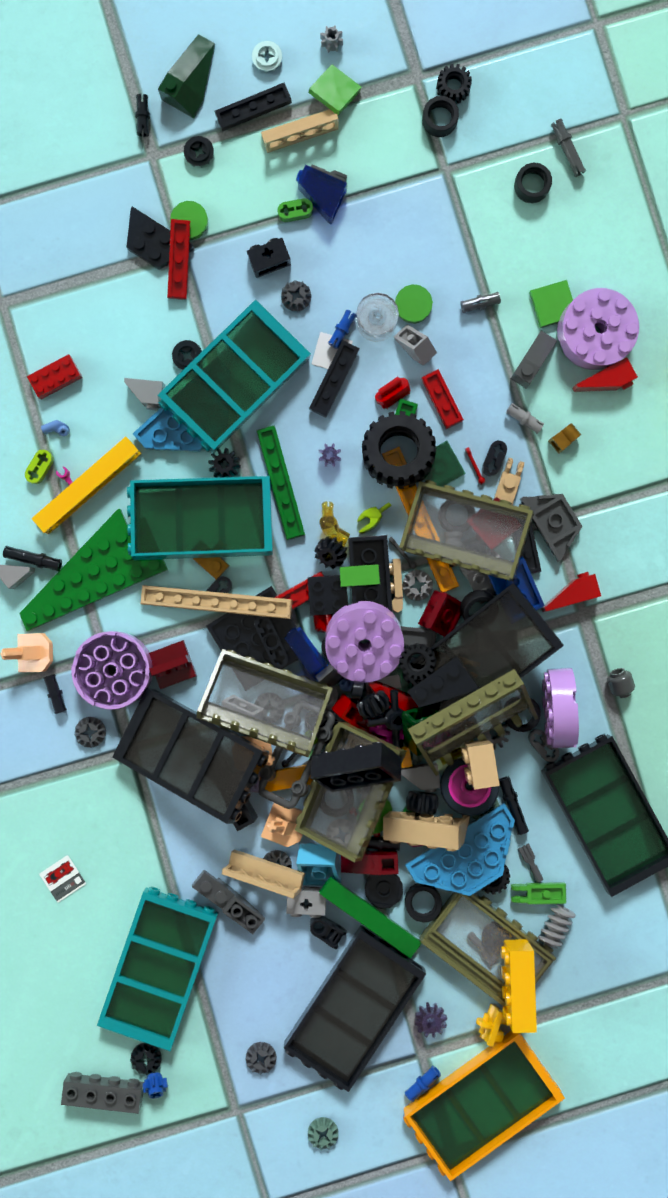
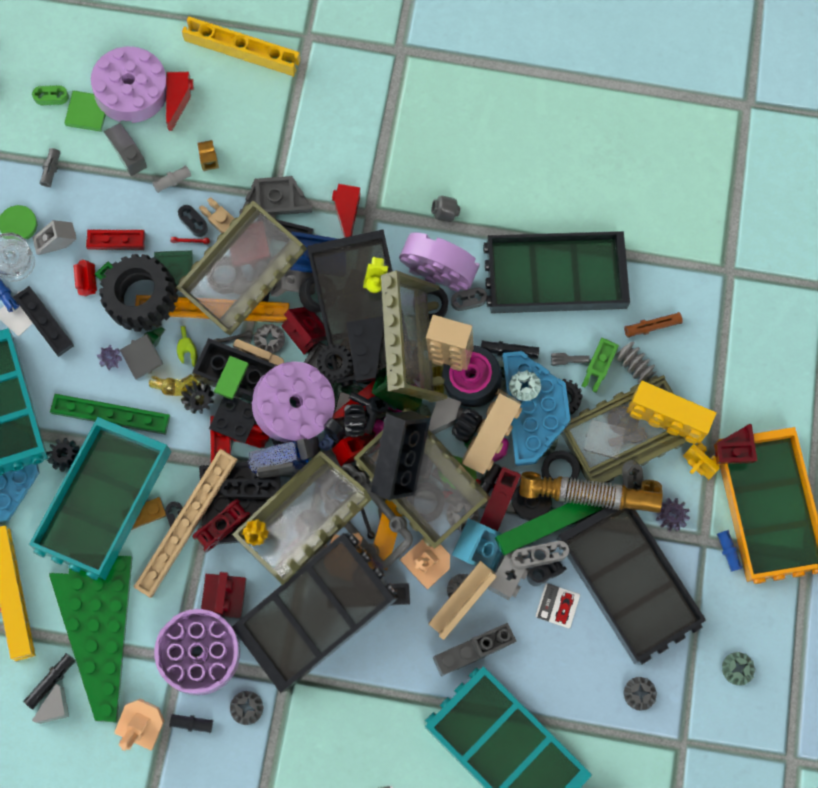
camera: 70 degrees left, 15 degrees down
(214, 629) = (210, 529): none -> dark red piece
(231, 669) = (255, 532): none -> yellow gear
(294, 656) = (275, 471): none -> dark grey piece
(302, 953) = (557, 605): none -> sticker
(321, 915) = (555, 557): none -> light grey beam
(344, 482) = (141, 356): none -> dark grey piece
(365, 482) = (155, 335): none -> dark green piece
(430, 996) = (614, 496): none -> pearl gold piece
(445, 972) = (636, 476): none -> dark grey beam
(468, 932) = (604, 439): none -> clear piece
(477, 832) = (527, 393): none -> light aqua gear
(513, 660) = (373, 275): none -> neon yellow hips
(518, 1055) = (737, 447): none -> dark red wing
(548, 264) = (50, 95): none -> bright green beam
(587, 909) = (645, 327): none -> dark orange pin

